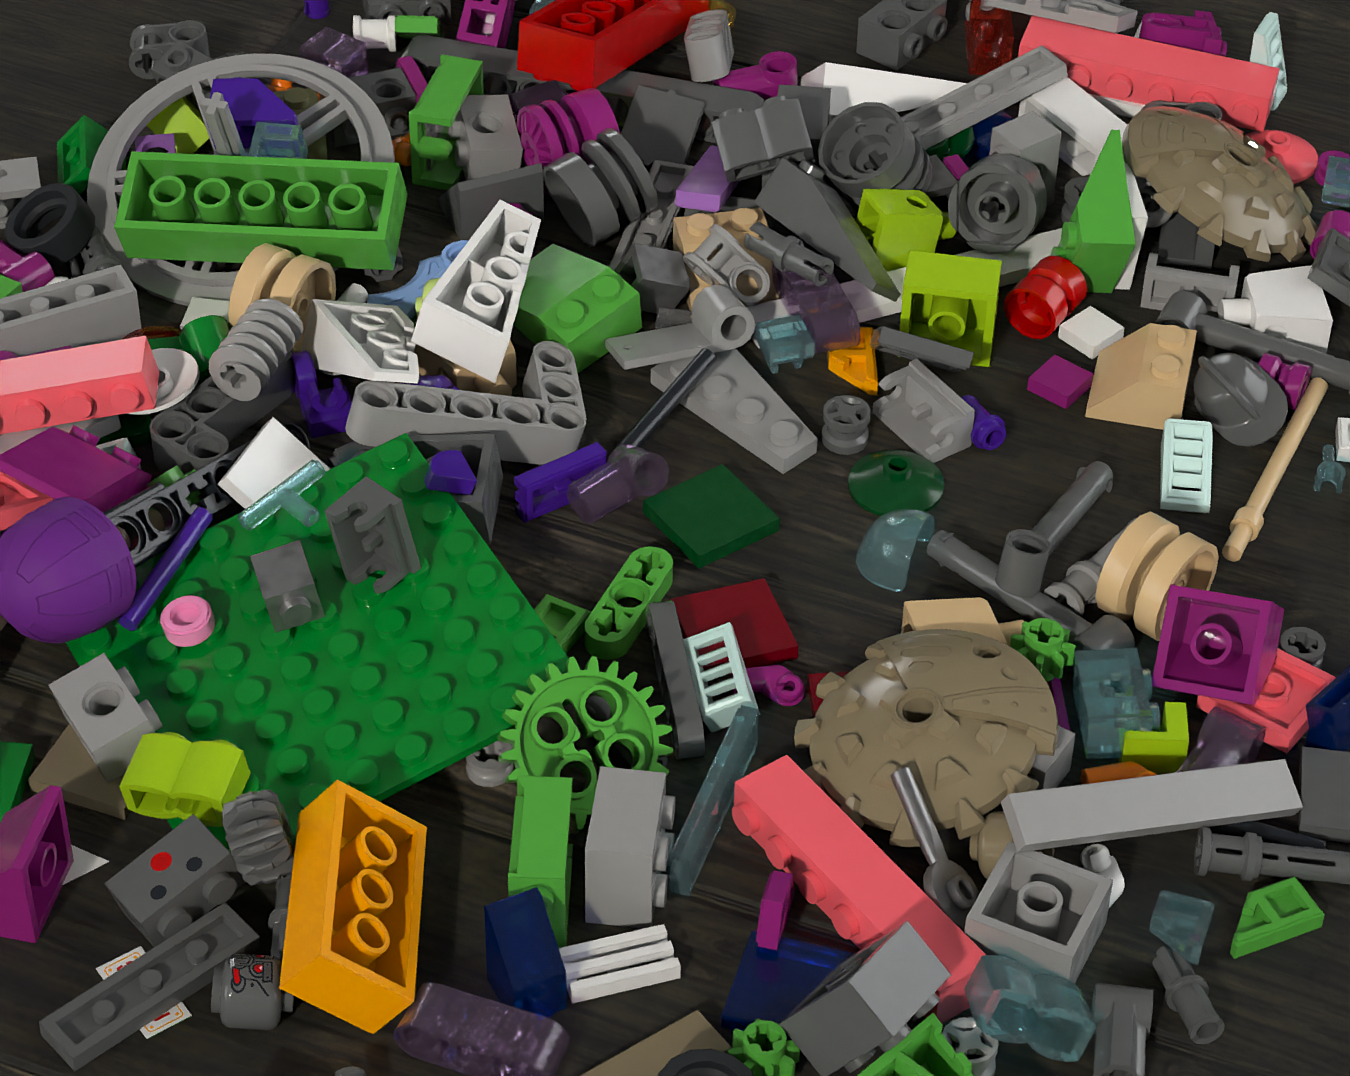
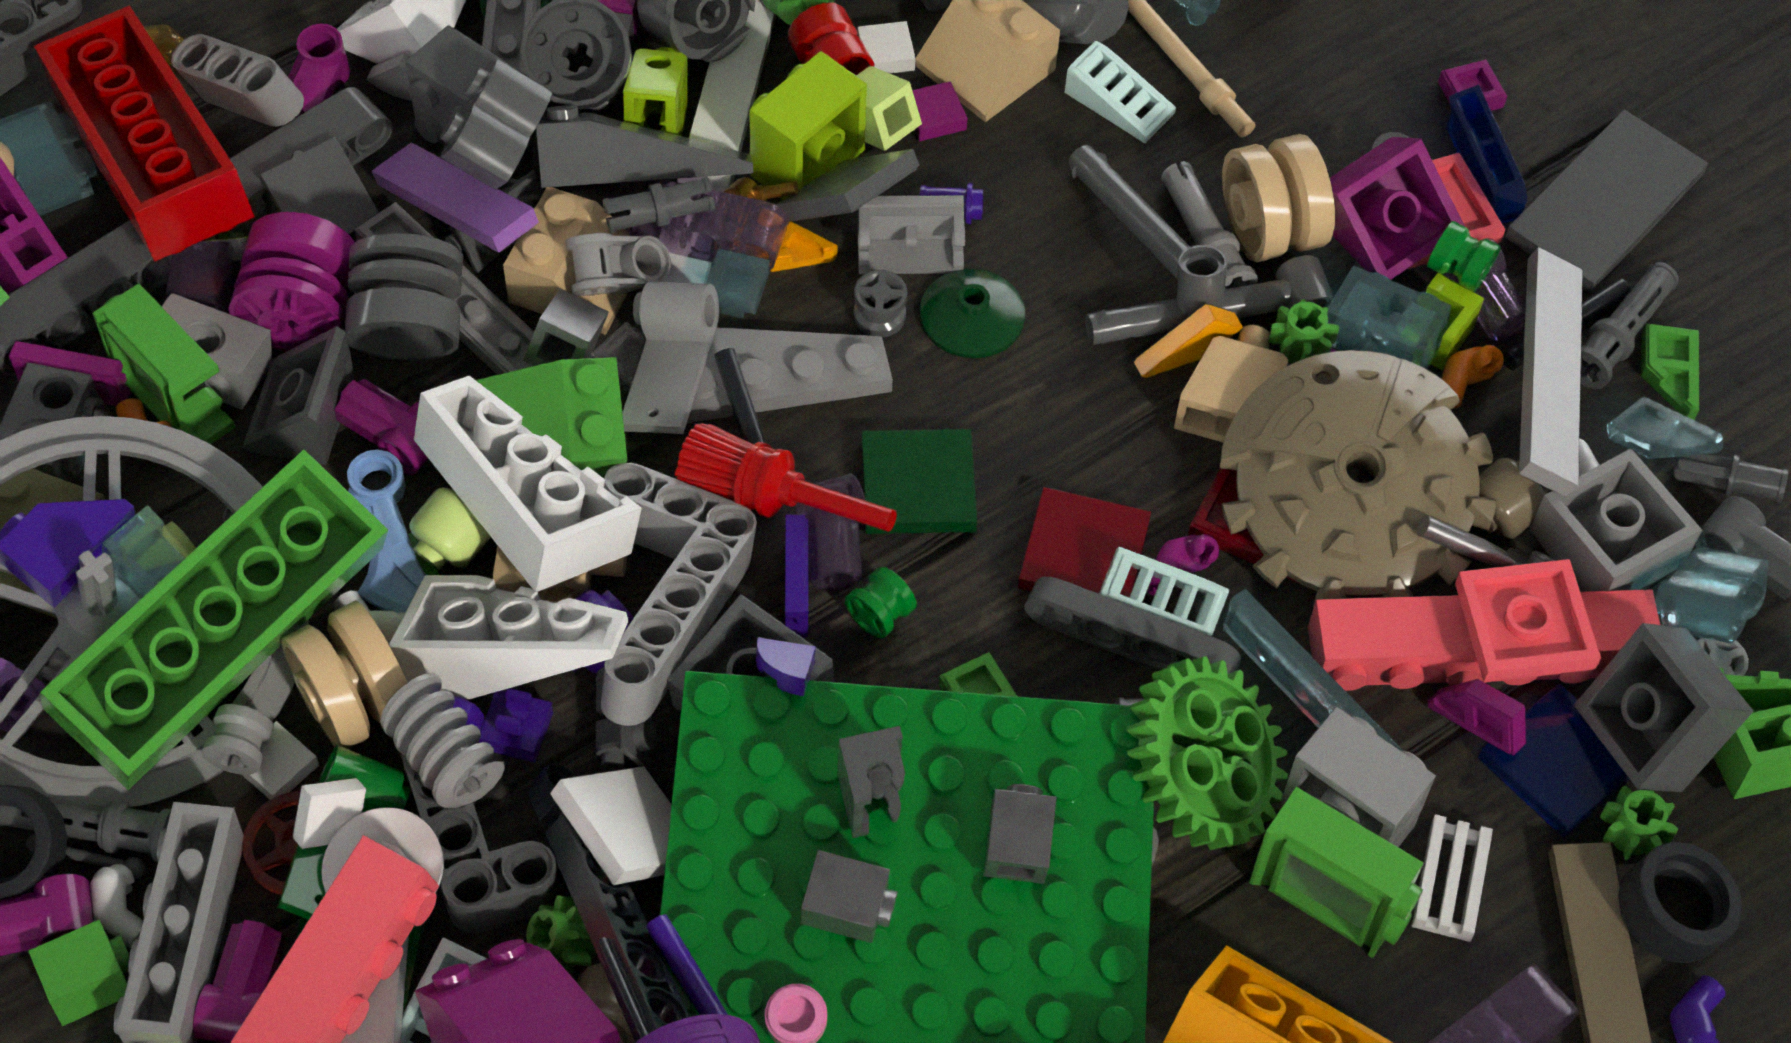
camera: 60 degrees left, 15 degrees up
(170, 329) = (325, 809): none -> white tile
(198, 280) = (237, 739): none -> light grey wheel
(286, 496) = (699, 832): clear light blue piece -> none
(407, 647) = (1020, 834): none -> flat silver brick
(524, 955) = (1442, 953): clear blue slope -> none
(578, 533) = (880, 602): none -> green wheel
(615, 412) = (764, 478): none -> red piece
(628, 621) = (993, 637): bright green beam -> none
(871, 877) = (1527, 620): none -> coral plate
(874, 316) = (748, 188): none -> pearl gold hand
(889, 545) = (1074, 363): clear light blue helmet -> none
(989, 586) = (1188, 340): none -> light orange tile
(1017, 340) = (889, 108): none -> yellowish green brick
(1207, 700) = (1463, 256): none -> green wheel

